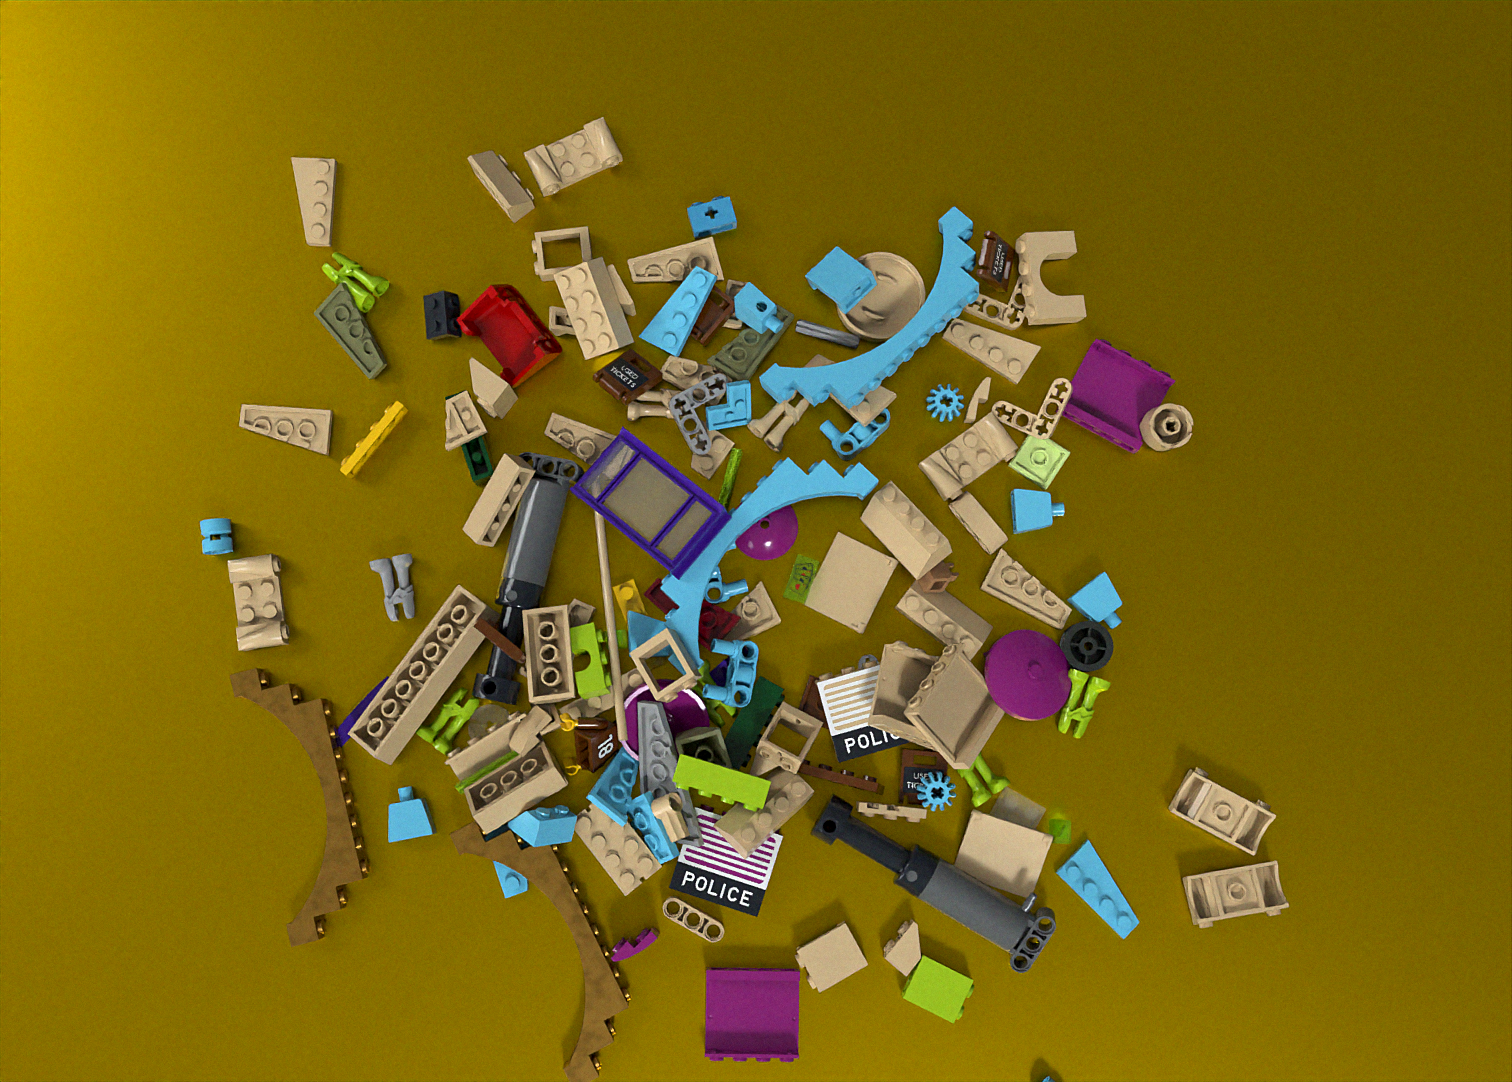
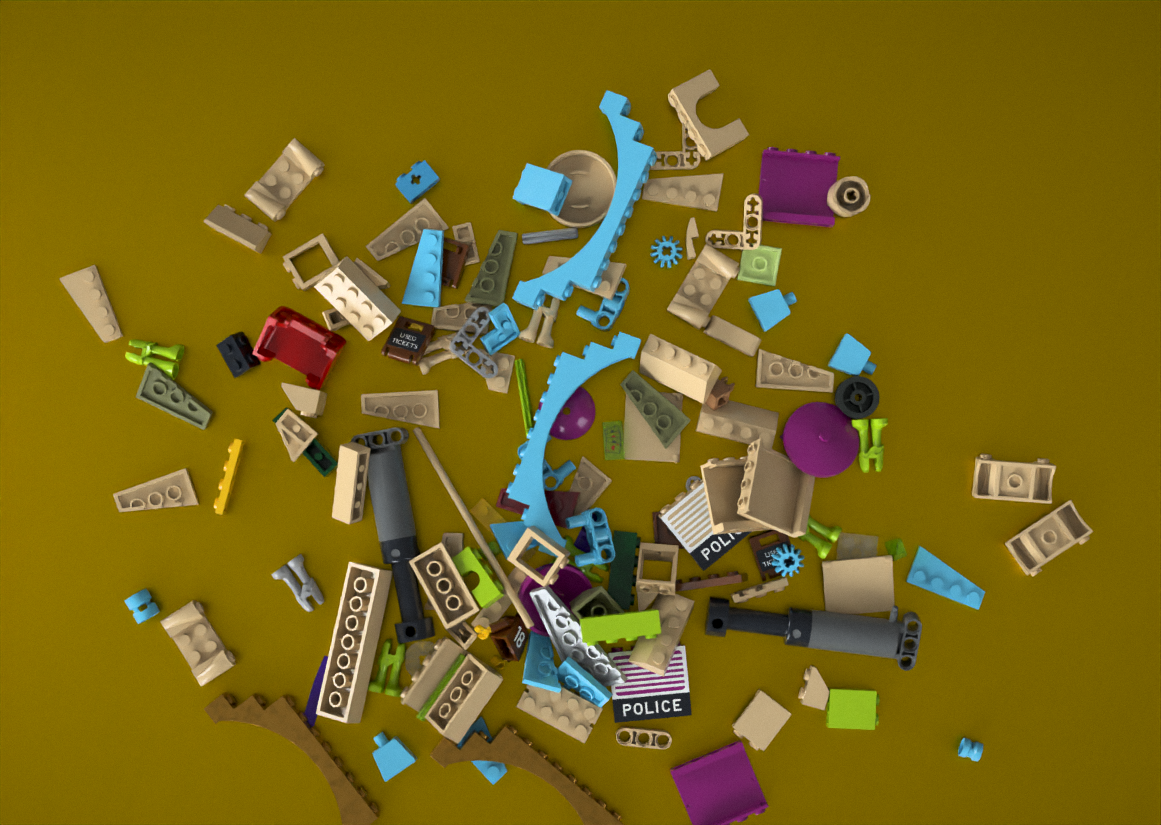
camera: 20 degrees left, 5 degrees up
(488, 629) = (401, 592): reddish brown container -> none
(525, 735) = (453, 651): tan slope -> none
(545, 825) = (500, 717): medium azure slope -> none
(630, 947) = (604, 780): magenta slope -> none
(652, 503) = (471, 434): piece -> none
(669, 809) = (589, 664): tan piece -> none
(756, 310) = (487, 244): medium azure torso -> none
(863, 569) = (659, 412): none -> olive wing
(997, 259) = (660, 121): reddish brown container -> none

